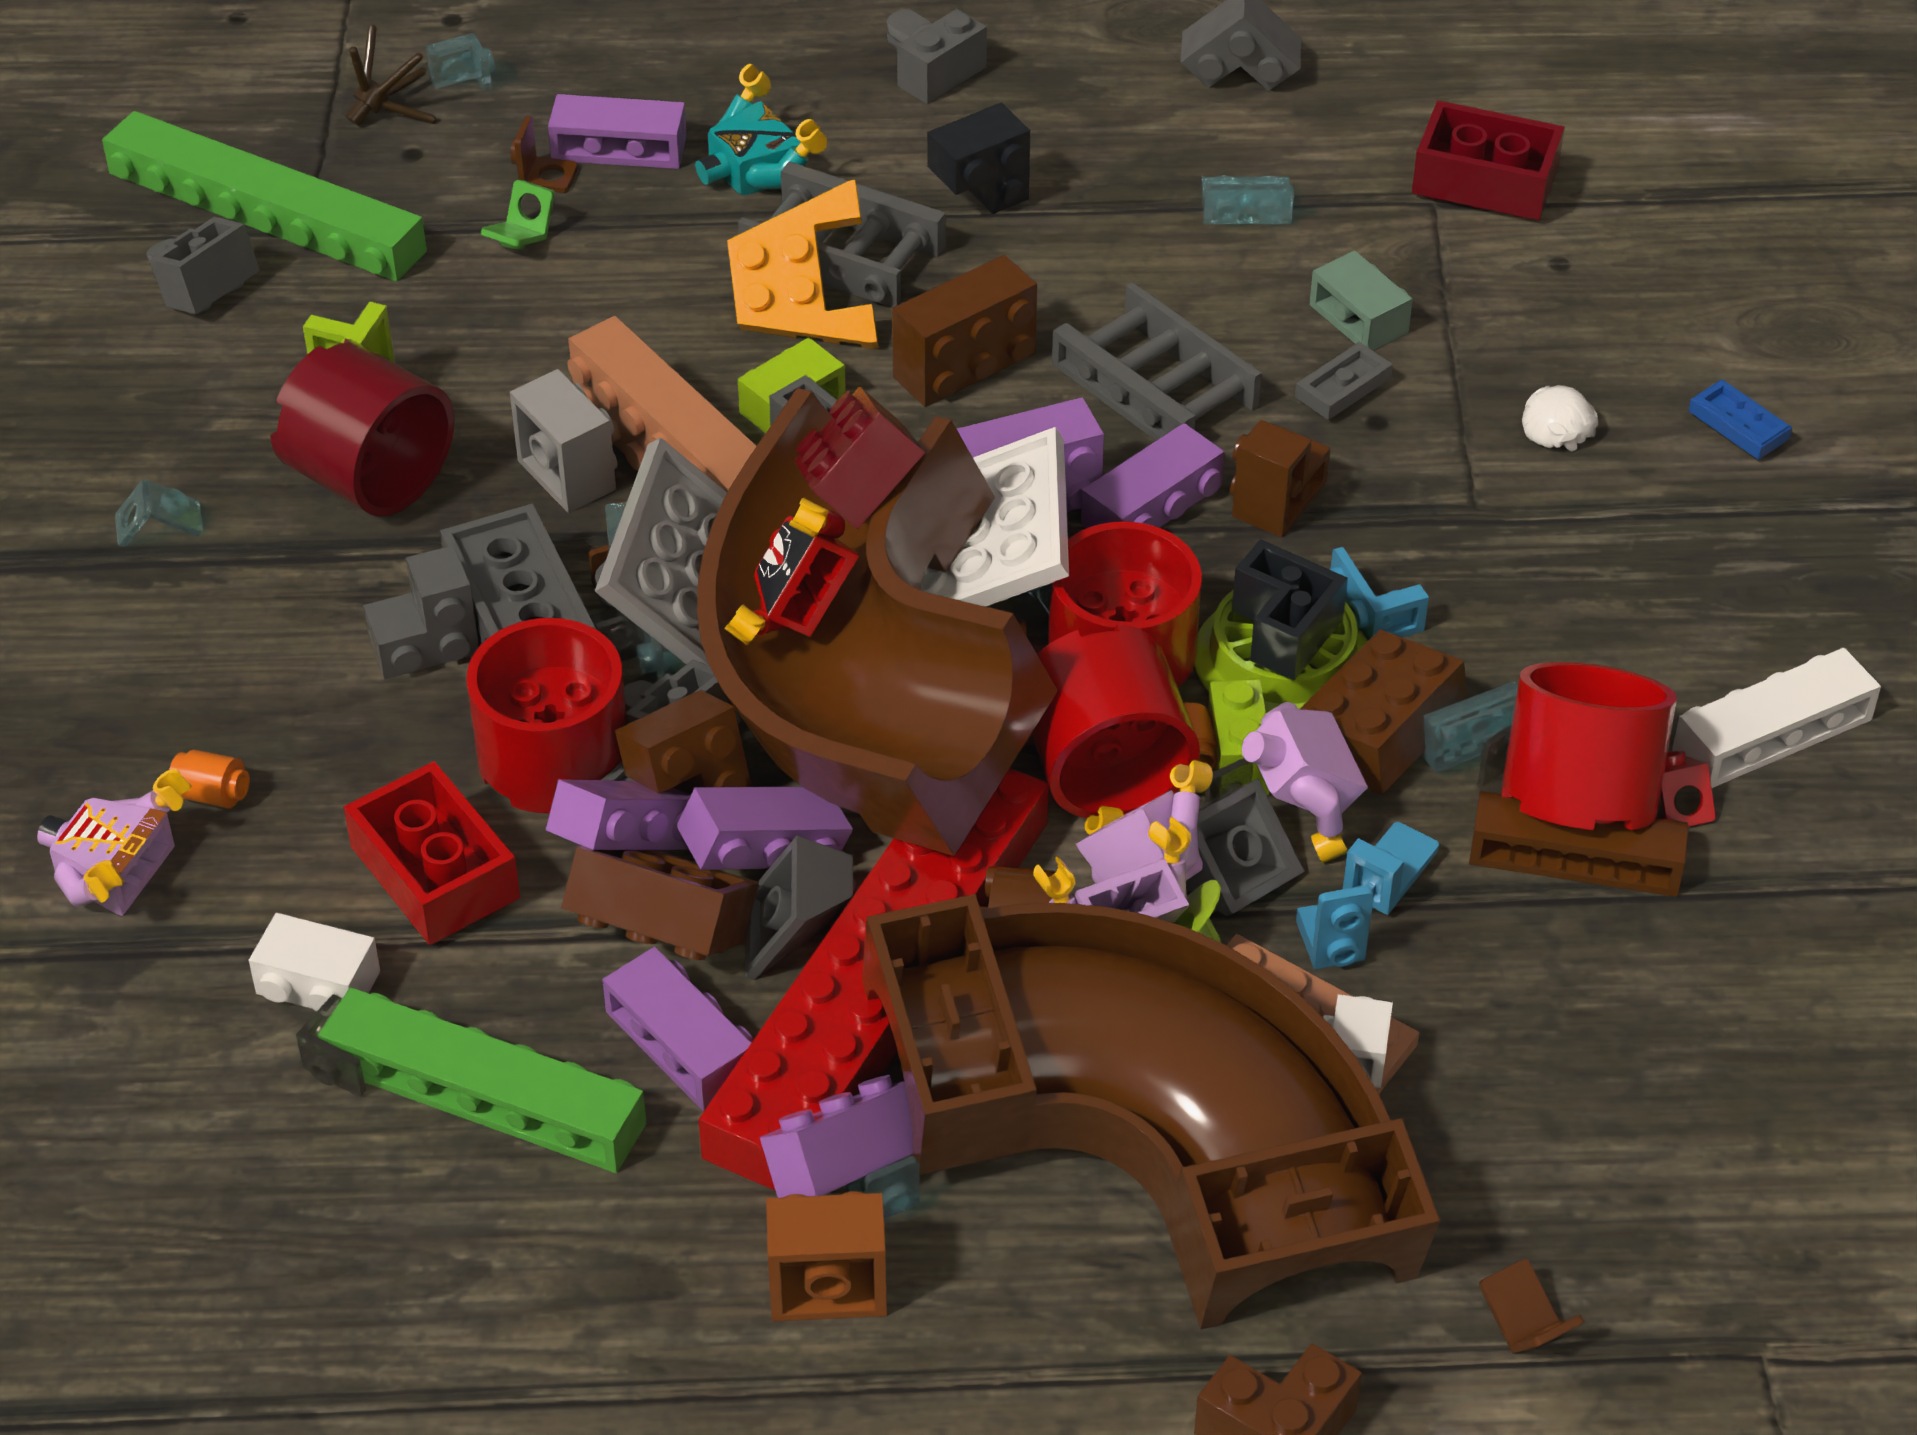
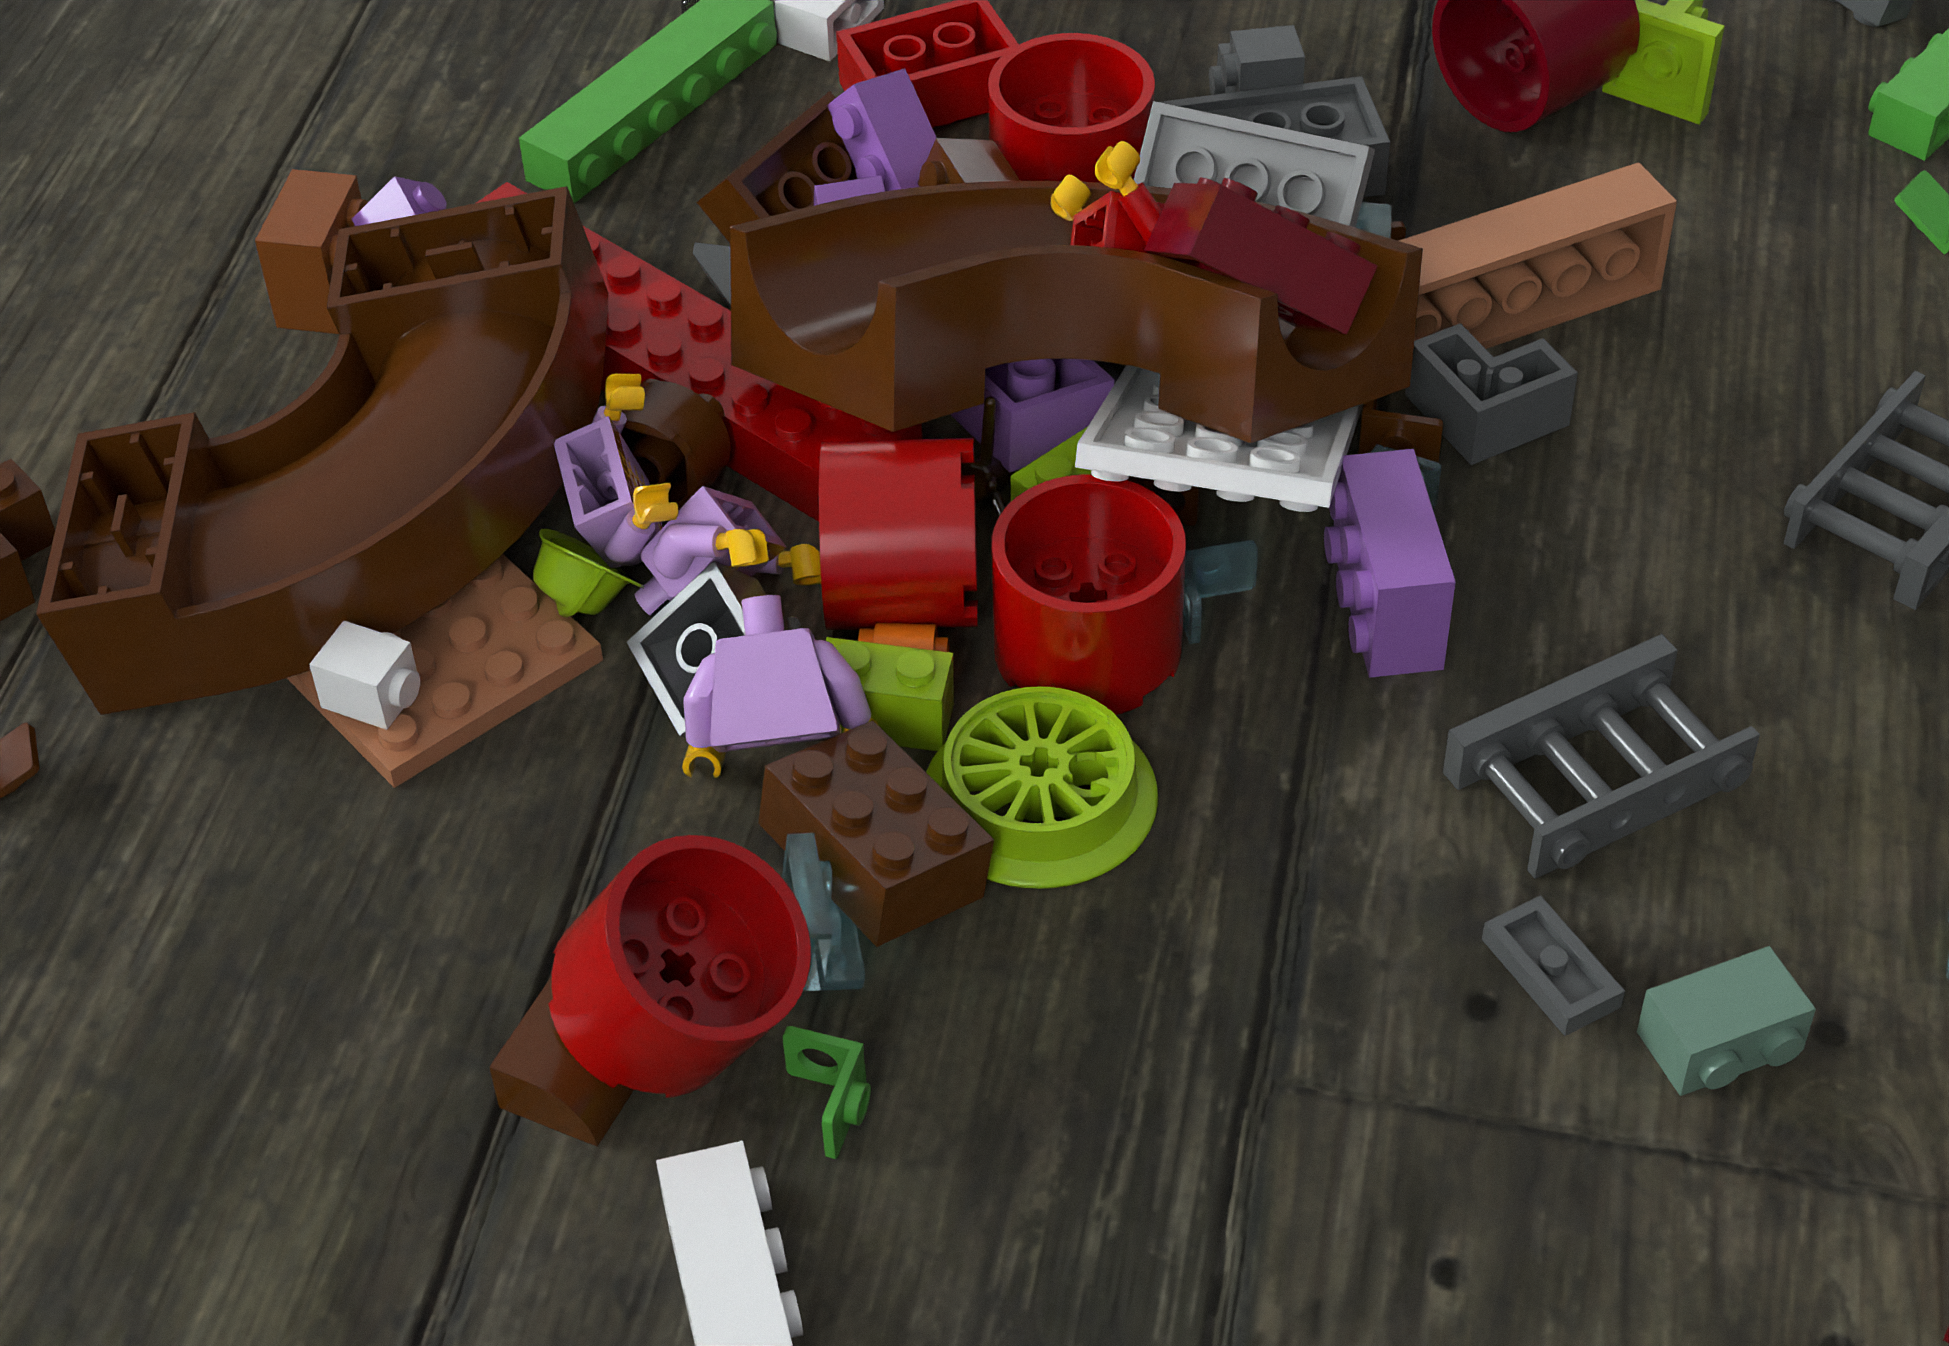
camera: 105 degrees right, 0 degrees up
(564, 440) = (1510, 166): light grey brick -> none
(675, 1024) = (655, 208): medium lavender brick -> none
(781, 277) = (1807, 408): light orange wing -> none
(793, 363) = (1616, 406): lime brick -> none
(964, 330) = (1671, 547): reddish brown brick -> none
(1156, 481) = (1359, 707): medium lavender brick -> none
(1276, 476) = (1333, 827): reddish brown brick -> none
(1291, 606) = (1024, 729): black brick -> none
(1337, 927) = (559, 734): dark azure bracket -> none
(1389, 865) = (623, 788): dark azure bracket -> none
(1397, 612) = (1096, 872): dark azure bracket -> none
(1559, 417) = (1433, 1221): white hair -> none
(1681, 772) = (662, 1130): red bracket -> none

